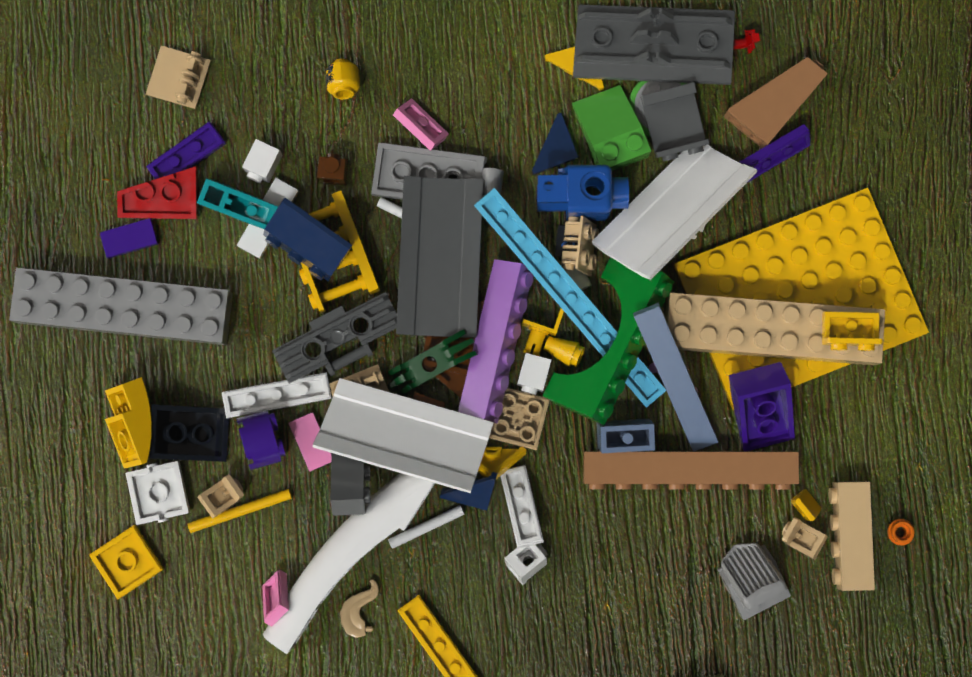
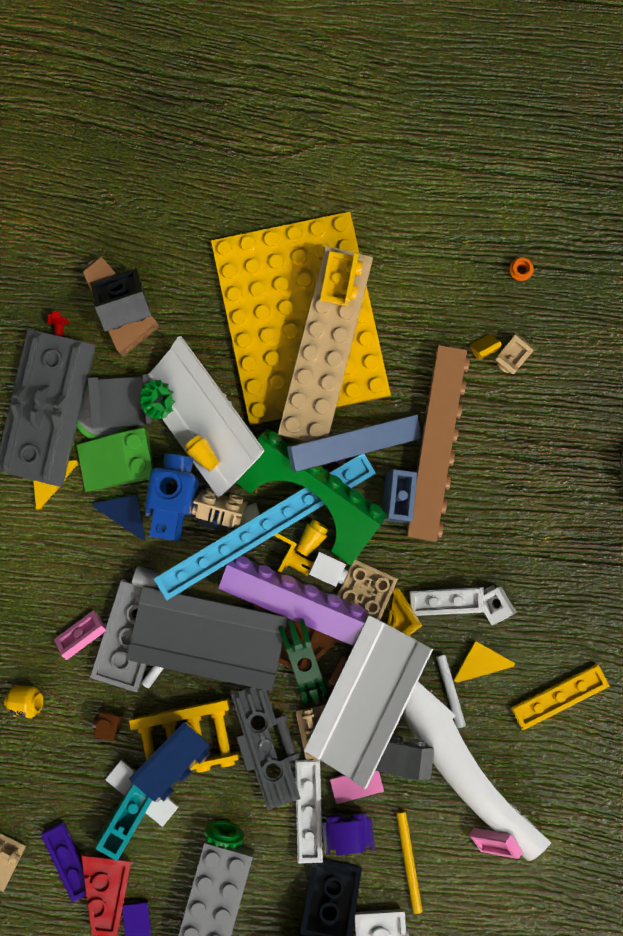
camera: 80 degrees left, 0 degrees up
(221, 495) = (393, 878): tan bracket -> none
(239, 309) = (224, 834): none -> green gear
(261, 161) = (88, 790): white brick -> none
(350, 612) = (517, 773): tan piece -> none
(462, 554) = (480, 662): none -> yellow tile
(479, 495) = (429, 637): dark blue tile -> none
(635, 216) = (201, 451): none -> yellow cone
(690, 150) = (151, 392): none -> green gear
(752, 578) = (542, 406): light grey piece -> none
(762, 406) = (392, 369): dark purple slope -> none
(778, 150) = (163, 313): dark purple tile -> none
(784, 101) = (120, 300): none -> black slope
(852, 536) = (519, 311): tan brick -> none

